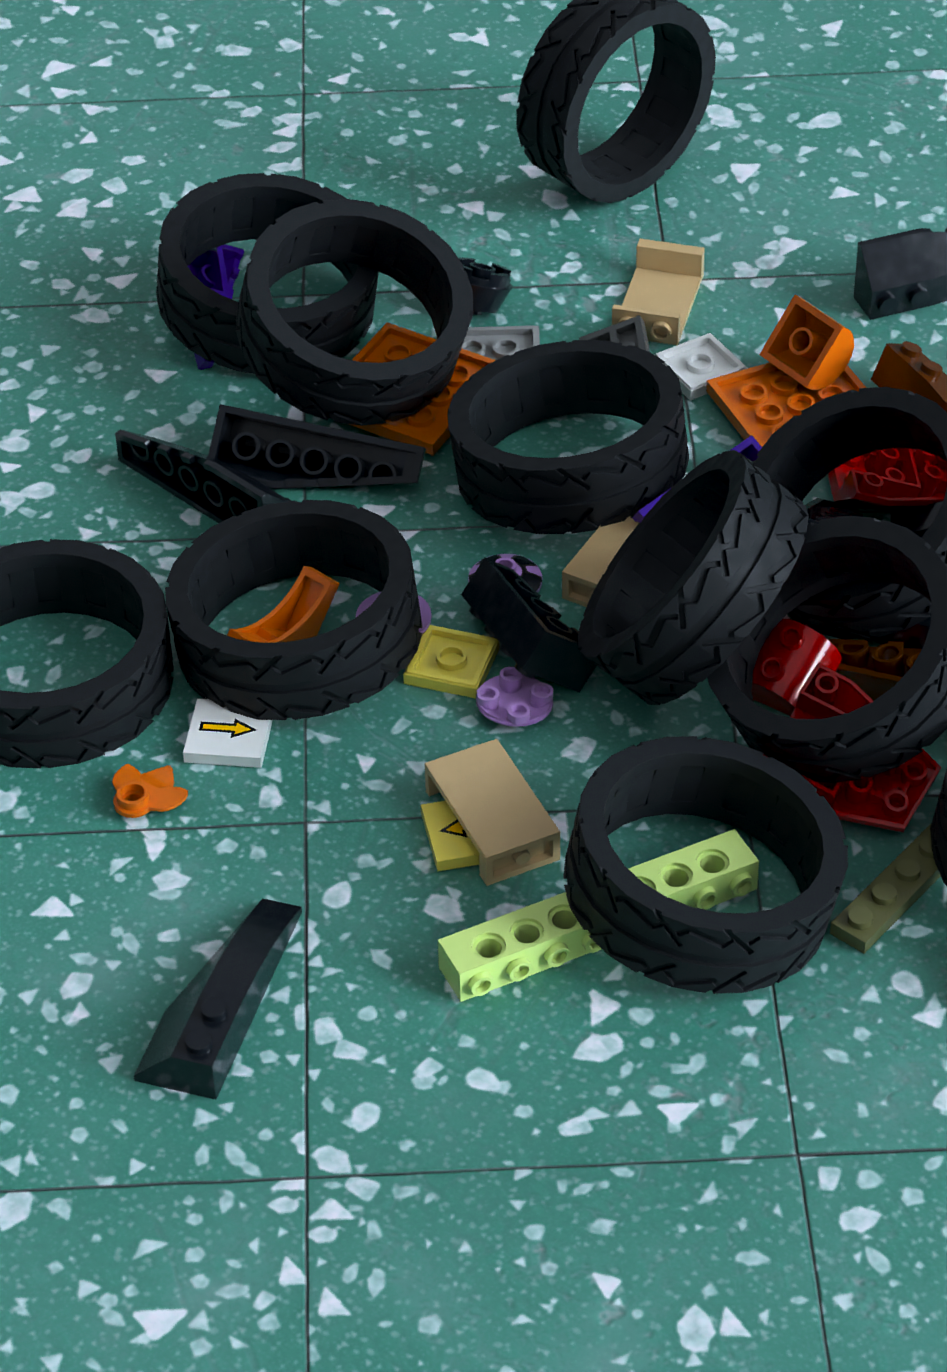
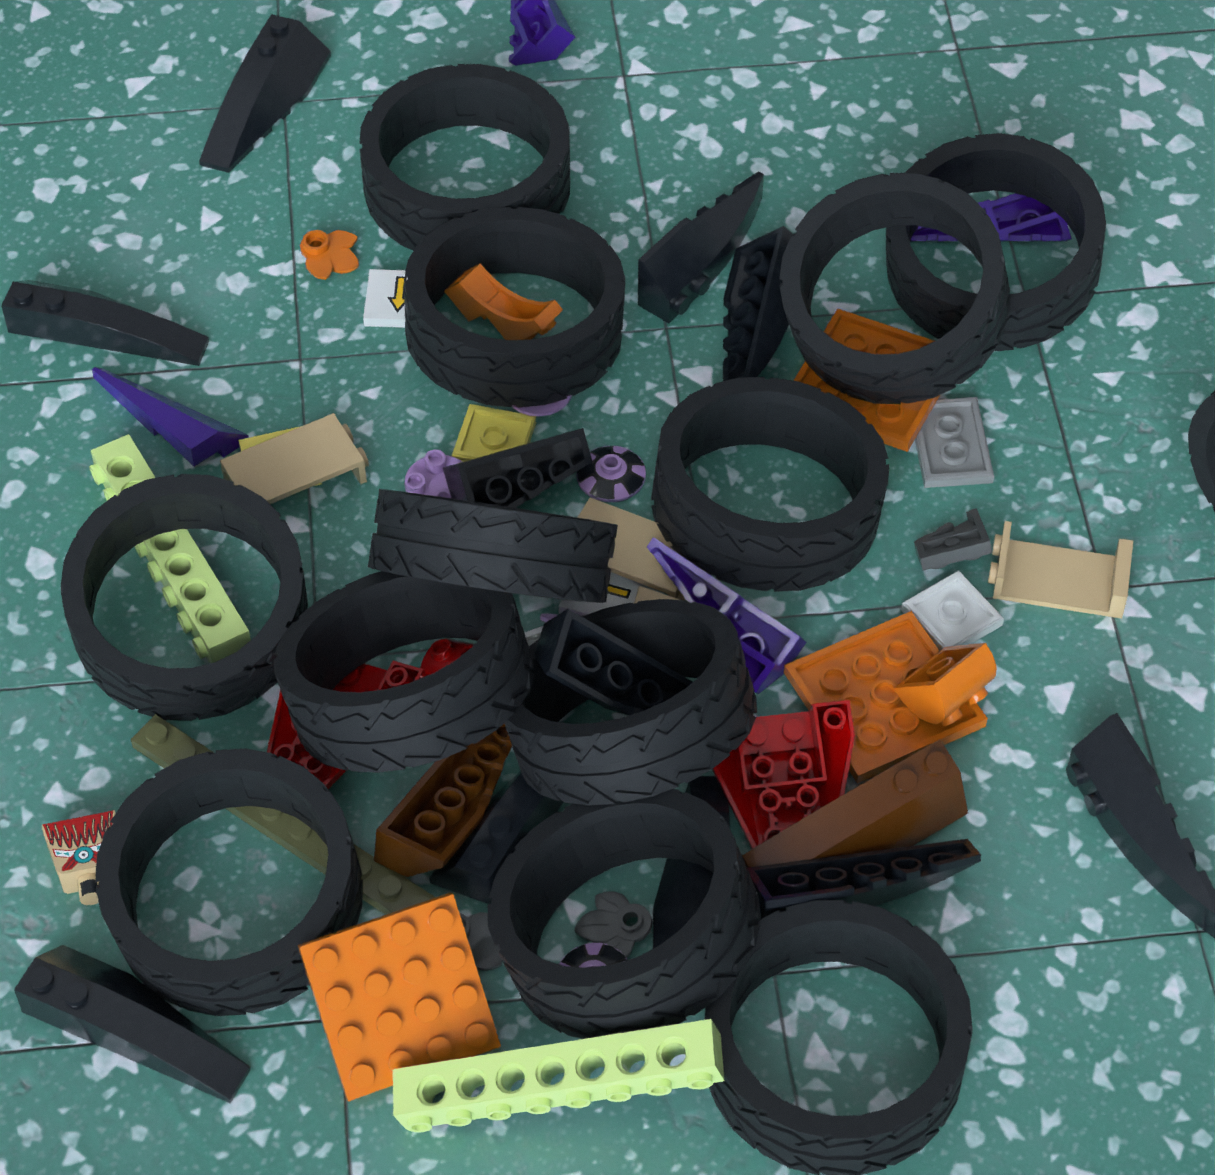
camera: 85 degrees right, 10 degrees up
(424, 897) = (183, 428): none -> dark purple wedge
(488, 284) = (1032, 413): black cone -> none

